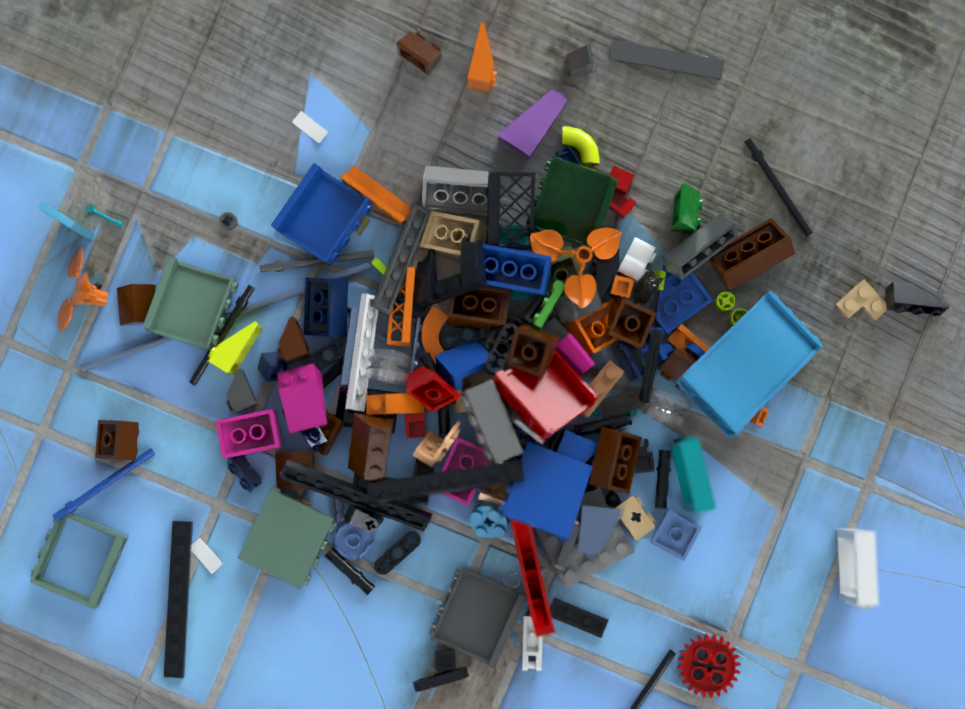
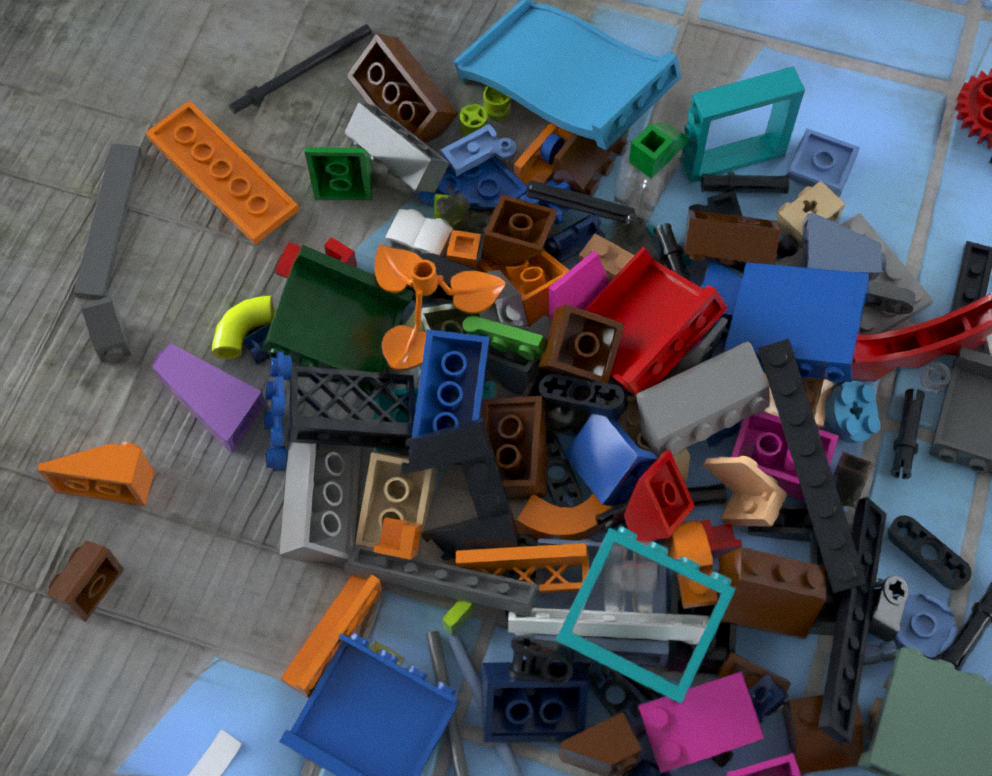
camera: 95 degrees left, 20 degrees down
(331, 354) = (683, 567): none -> teal window
(340, 312) = (539, 660): none -> black piece
(427, 235) = (399, 538): none -> orange panel
(440, 508) = (851, 478): none -> clear smoke slope
(474, 554) = (906, 446): none -> black pin
(532, 165) = (281, 370): none -> blue plant
(672, 415) = (656, 147): none -> green slope
(697, 132) = (222, 172): none -> orange plate
(697, 301) = (476, 149): none -> medium blue hinge

